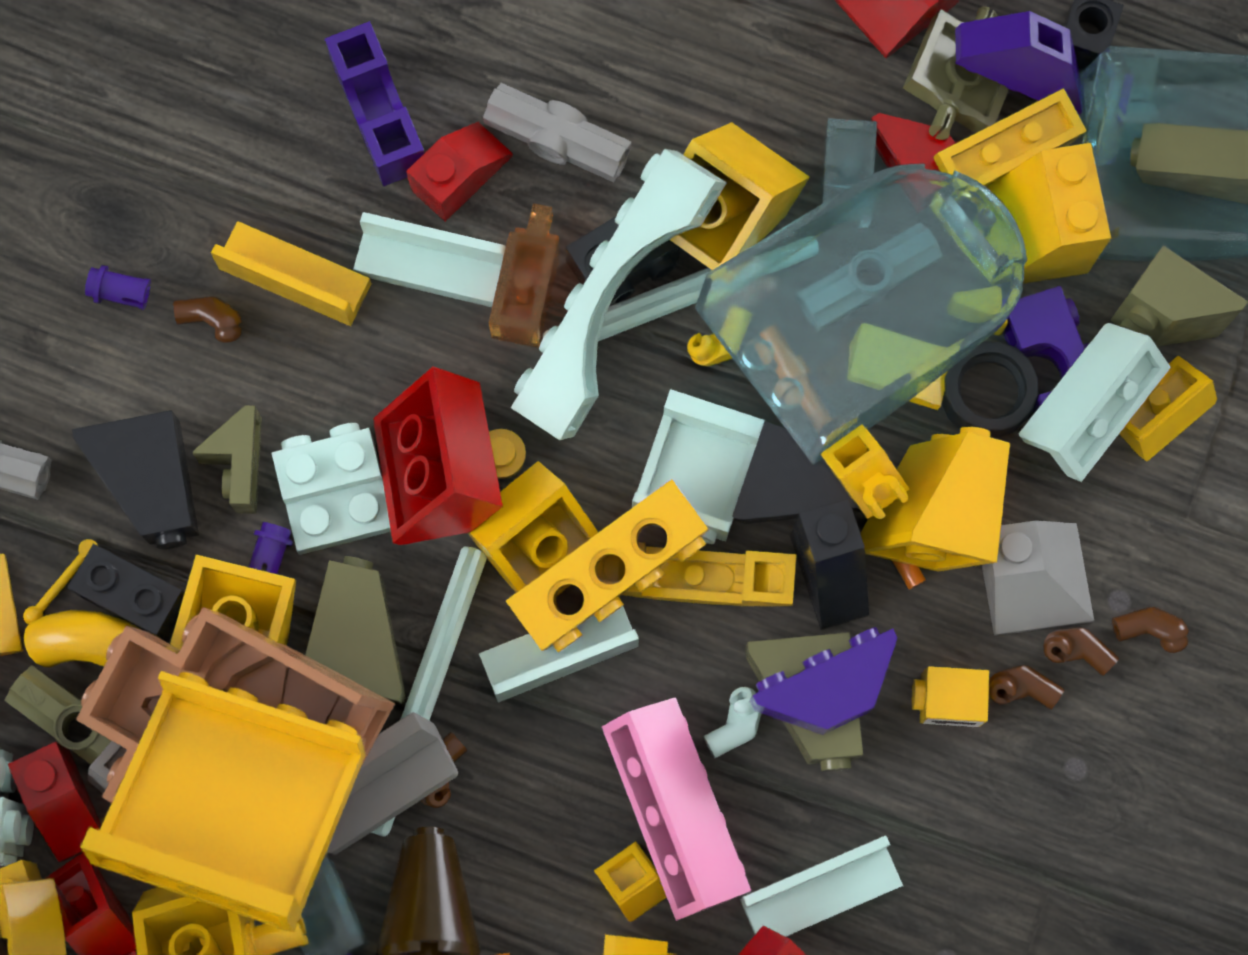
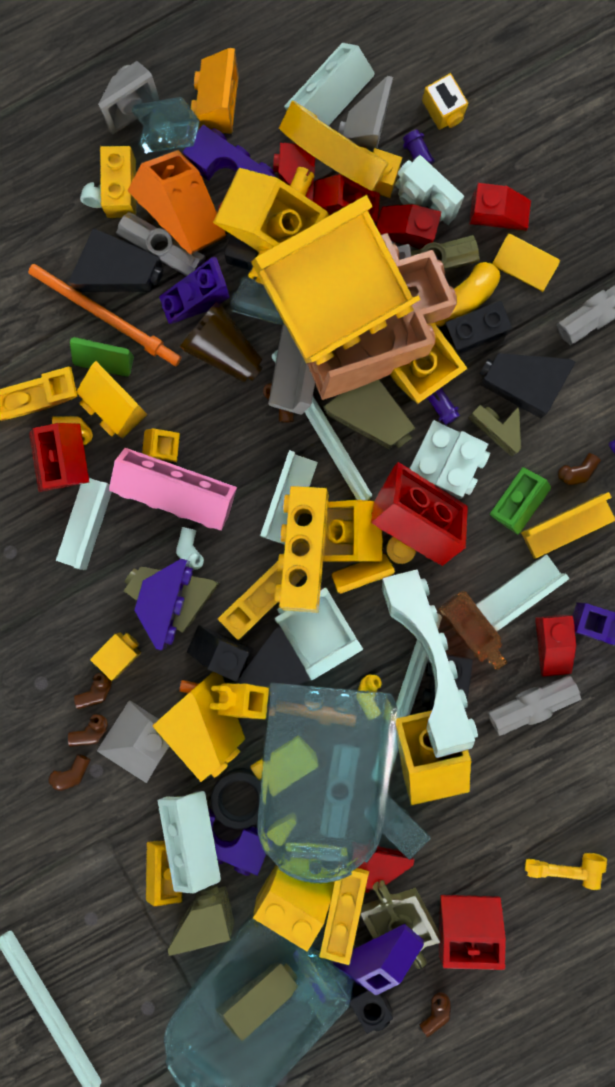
camera: 130 degrees right, 10 degrees up
(35, 612) = (504, 282): yellow hinge -> none
(309, 359) = (520, 500): none -> bright green slope
(586, 478) = (361, 574): none -> yellow slope

